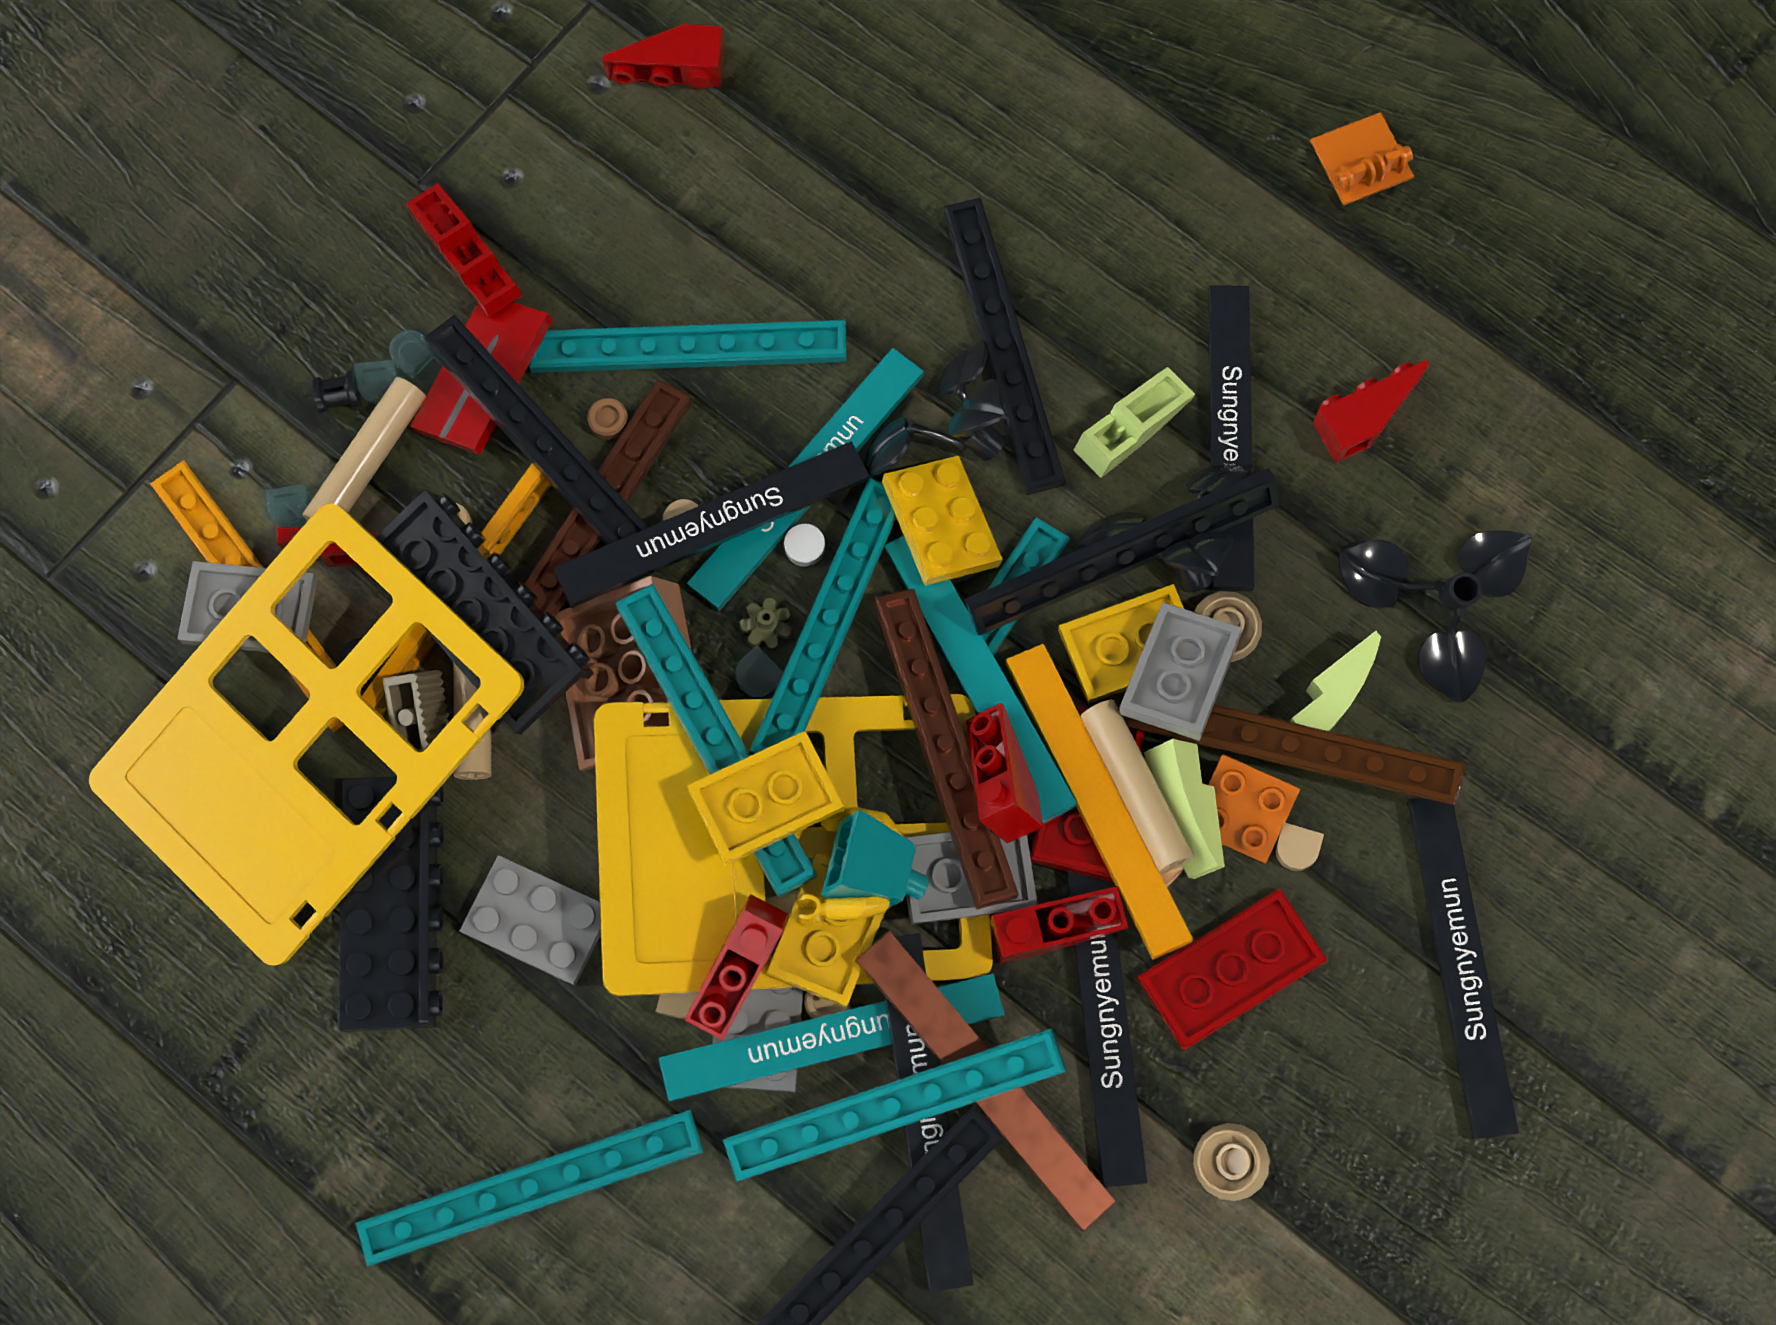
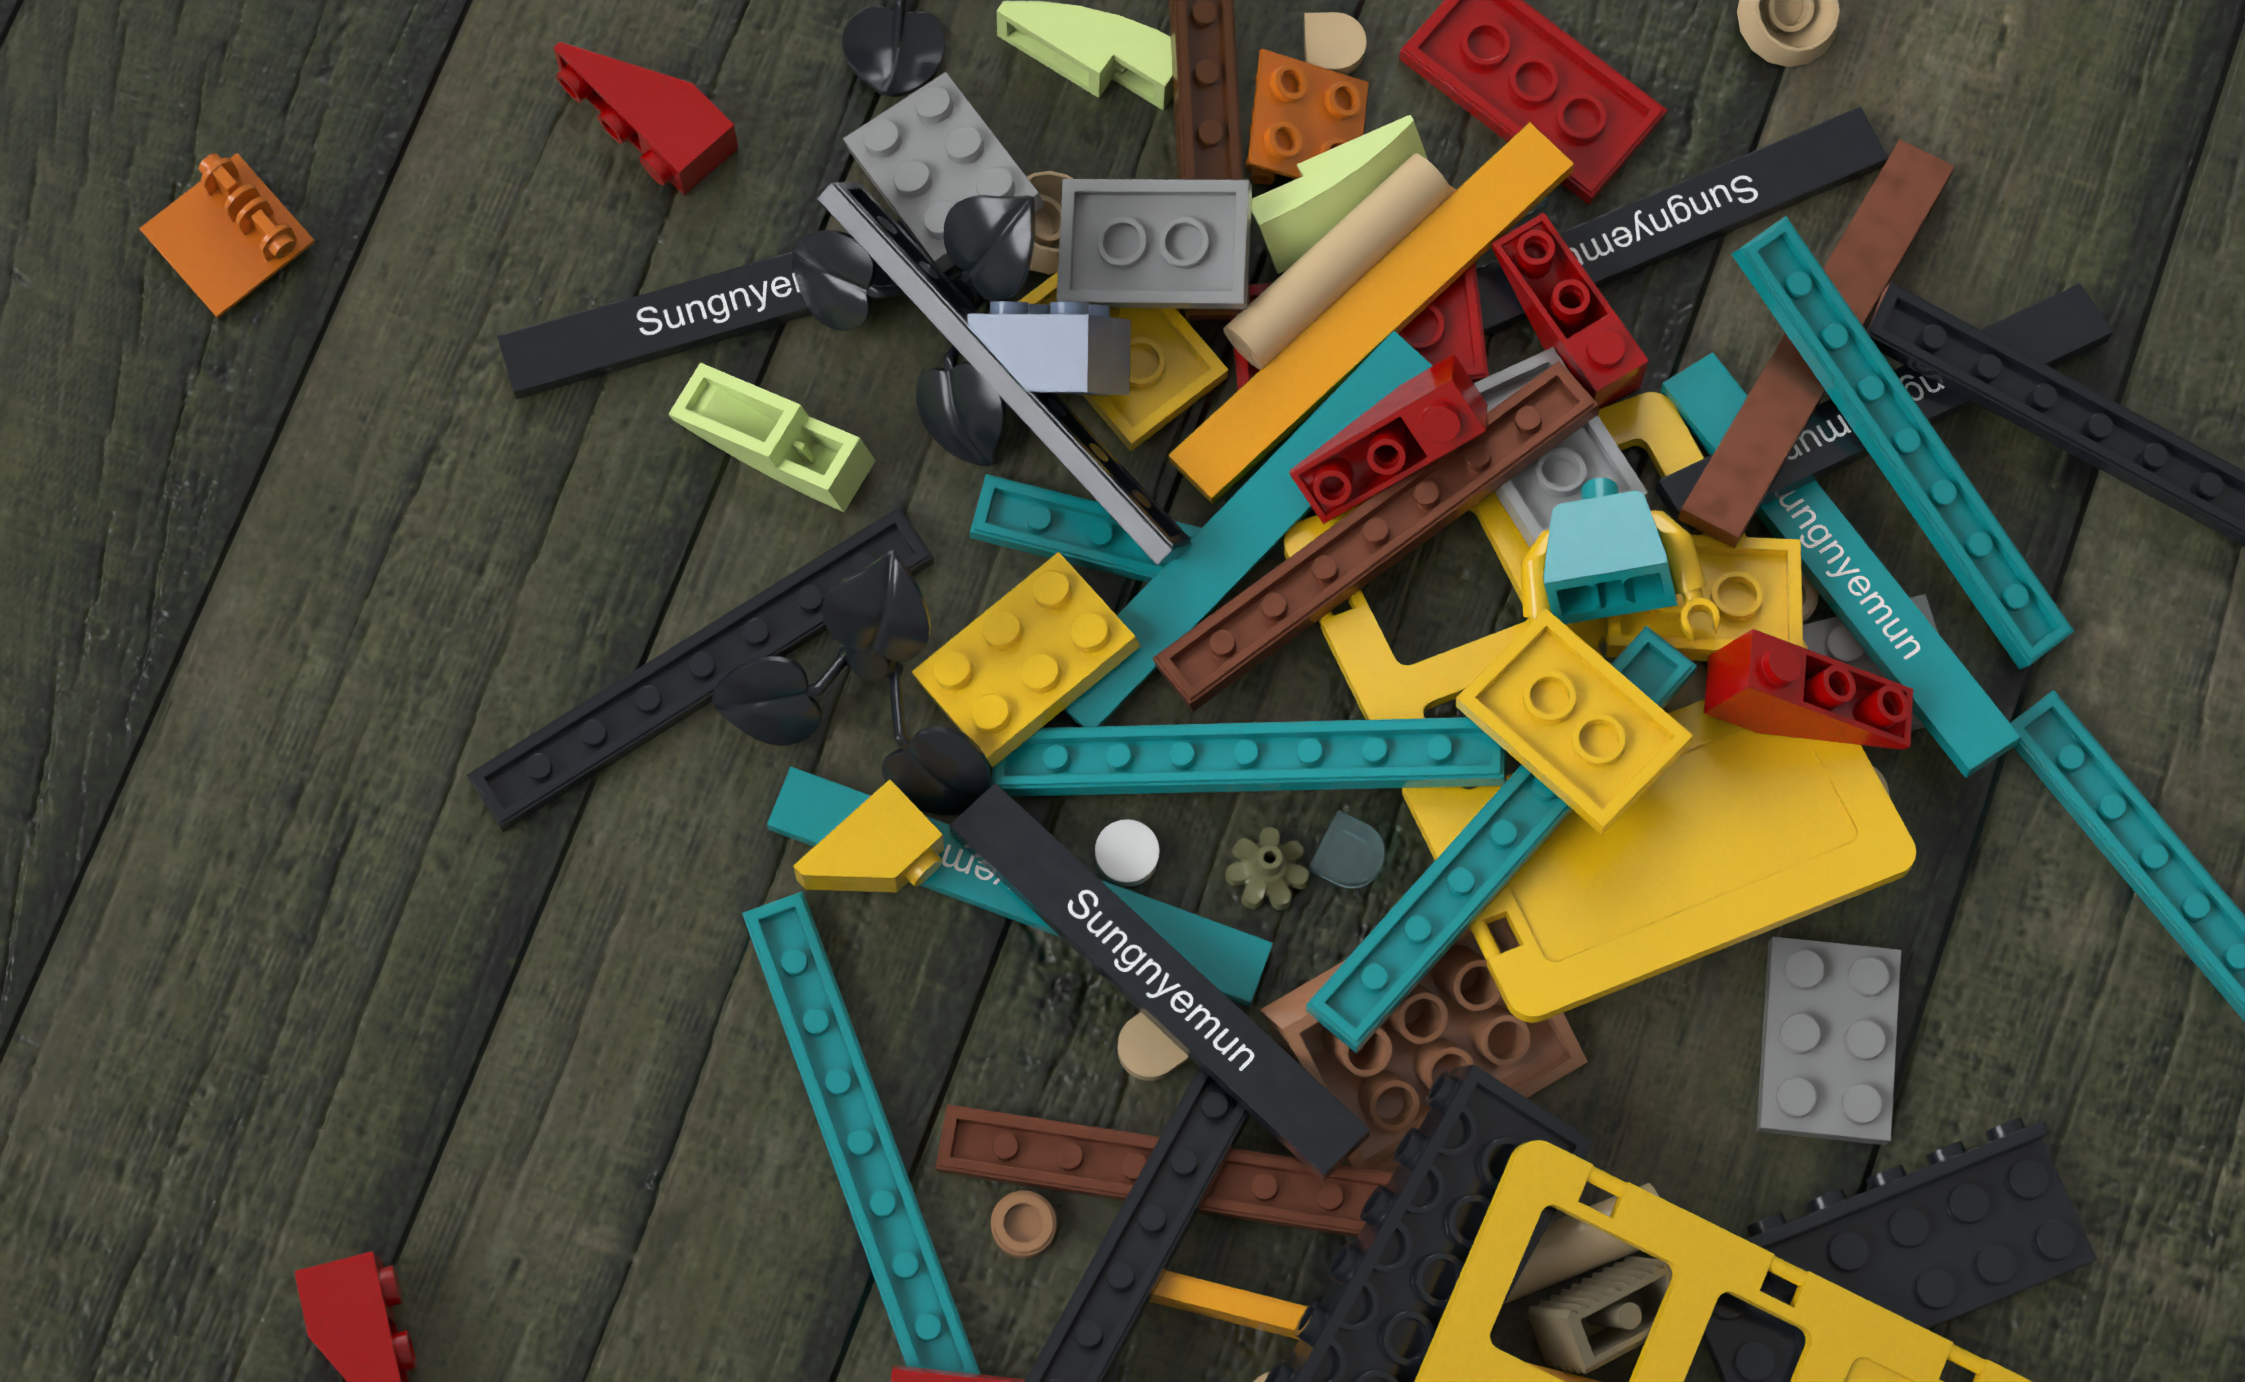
camera: 115 degrees left, 0 degrees up
(852, 396) = (875, 848): none -> yellow slope
(1124, 582) = (1058, 346): none -> slope
(1279, 569) = (930, 157): none -> light grey plate

